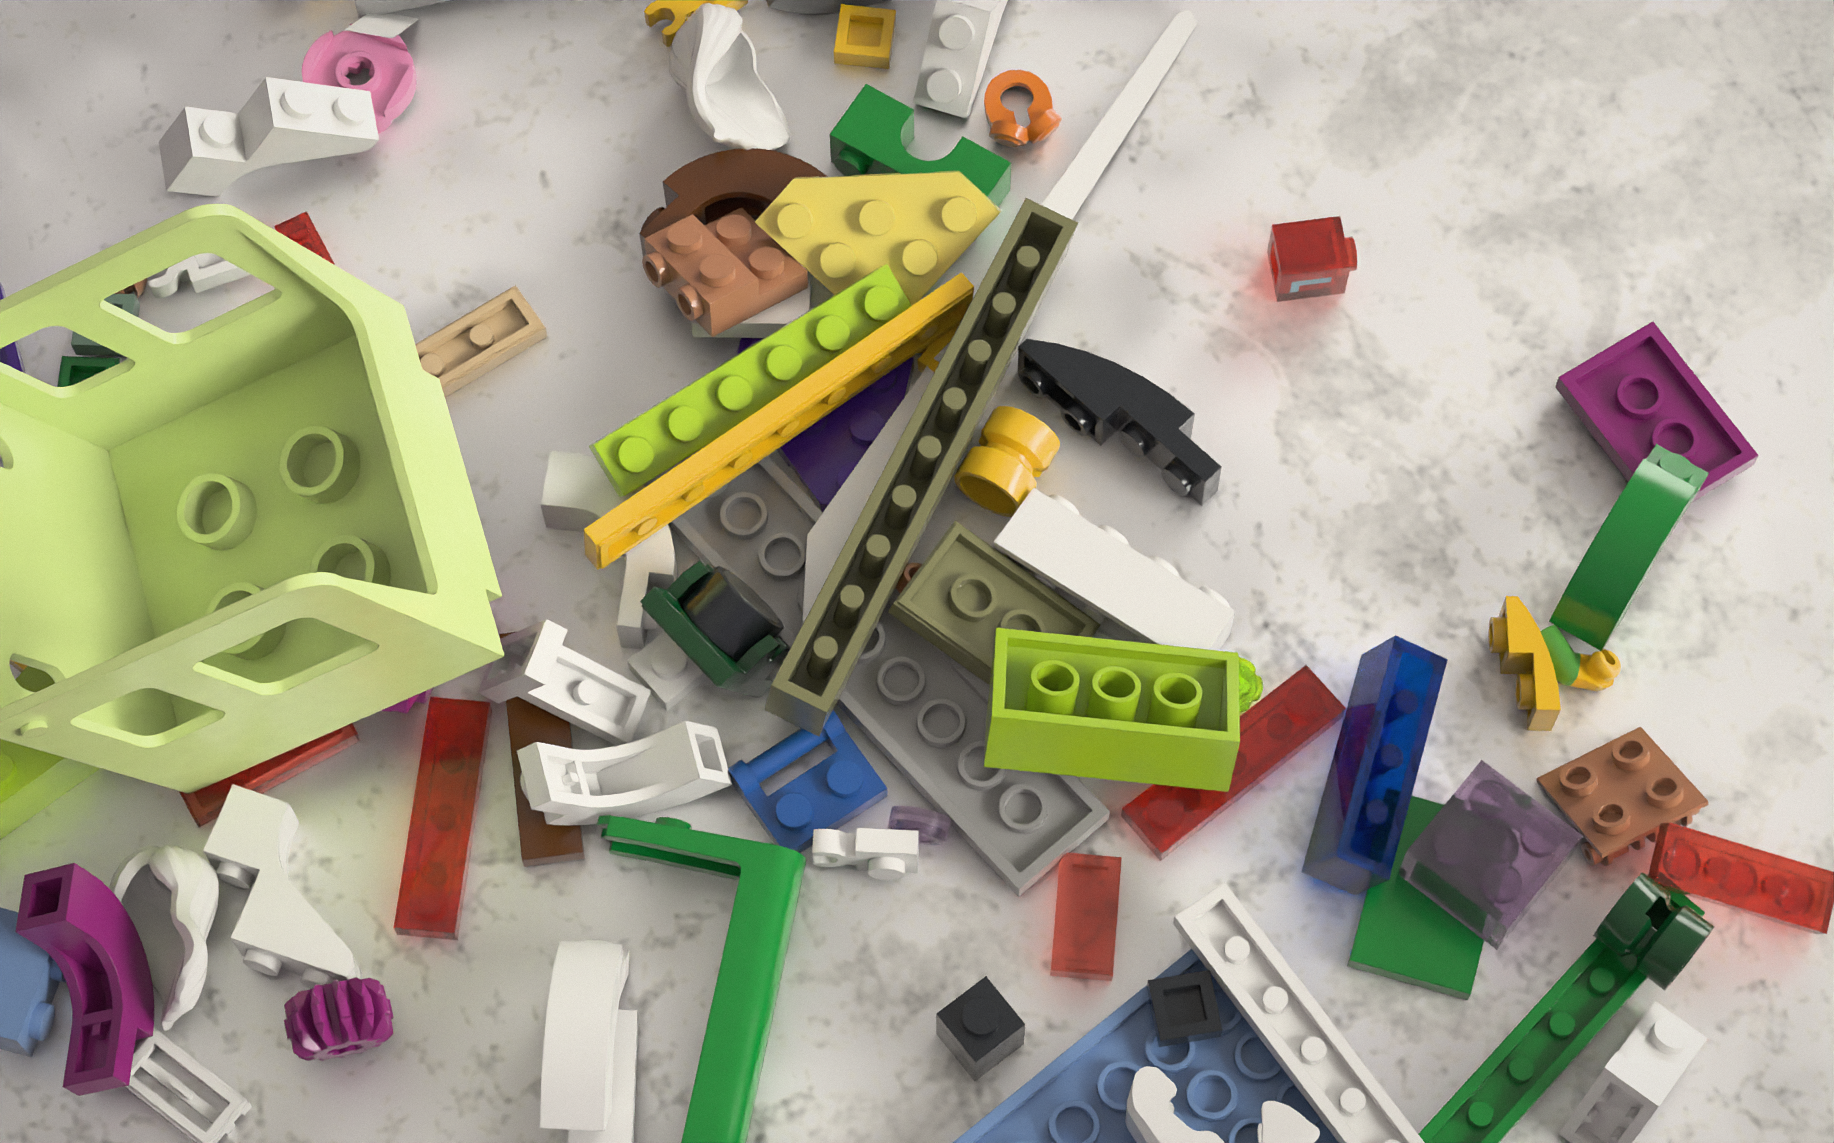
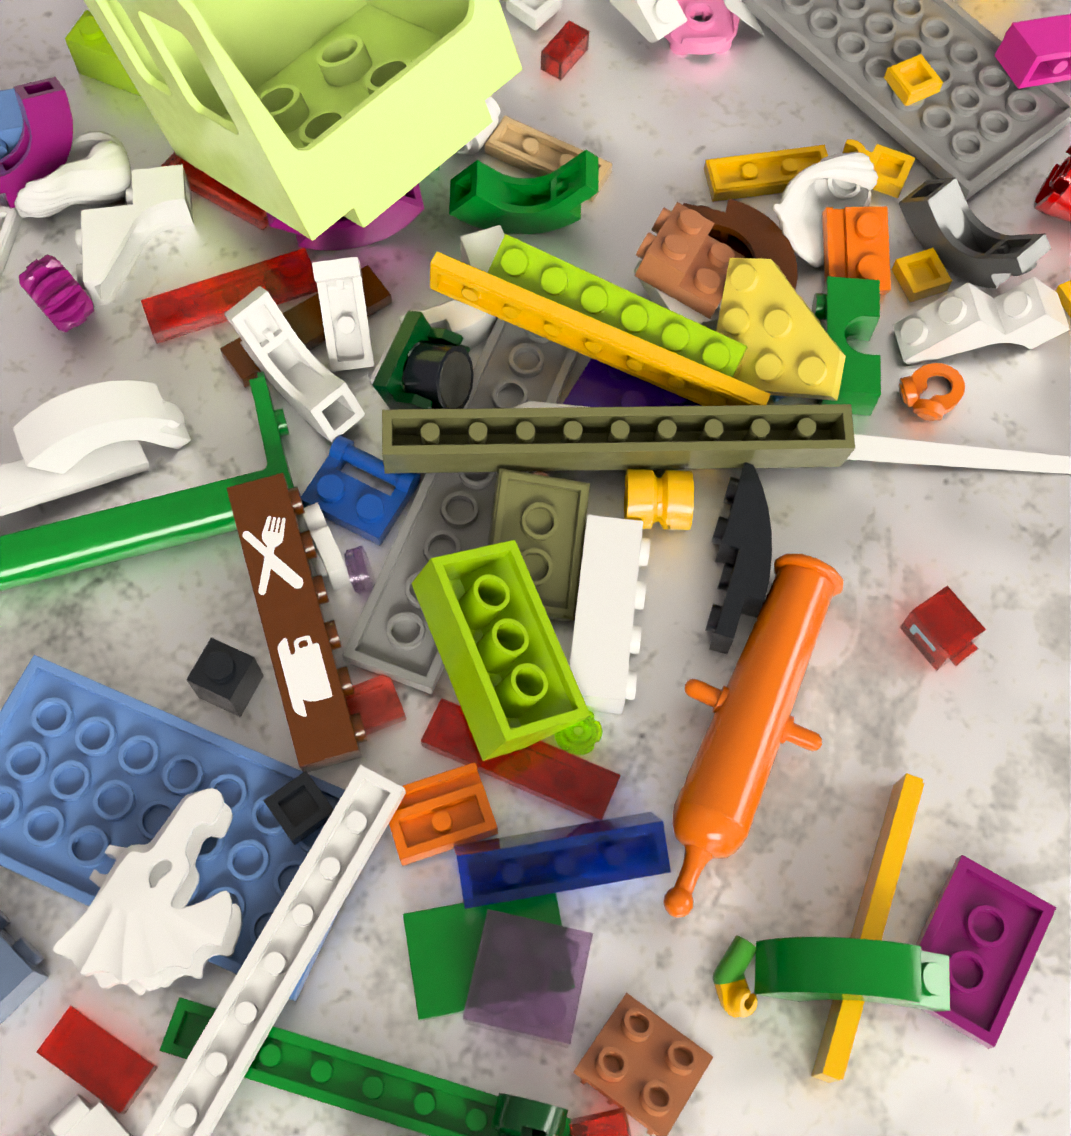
camera: 60 degrees right, 0 degrees up
(528, 399) = (524, 204): none -> green arch
(626, 123) = (758, 172): none -> yellow tile
(799, 84) = (857, 244): none -> orange plate
(962, 914) = (294, 623): none -> reddish brown brick
(1261, 864) = (442, 814): none -> orange plate
(1316, 498) = (750, 721): none -> orange piece
(1526, 654) = (718, 928): yellow slope -> none
(1577, 497) = (870, 921): none -> yellow tile

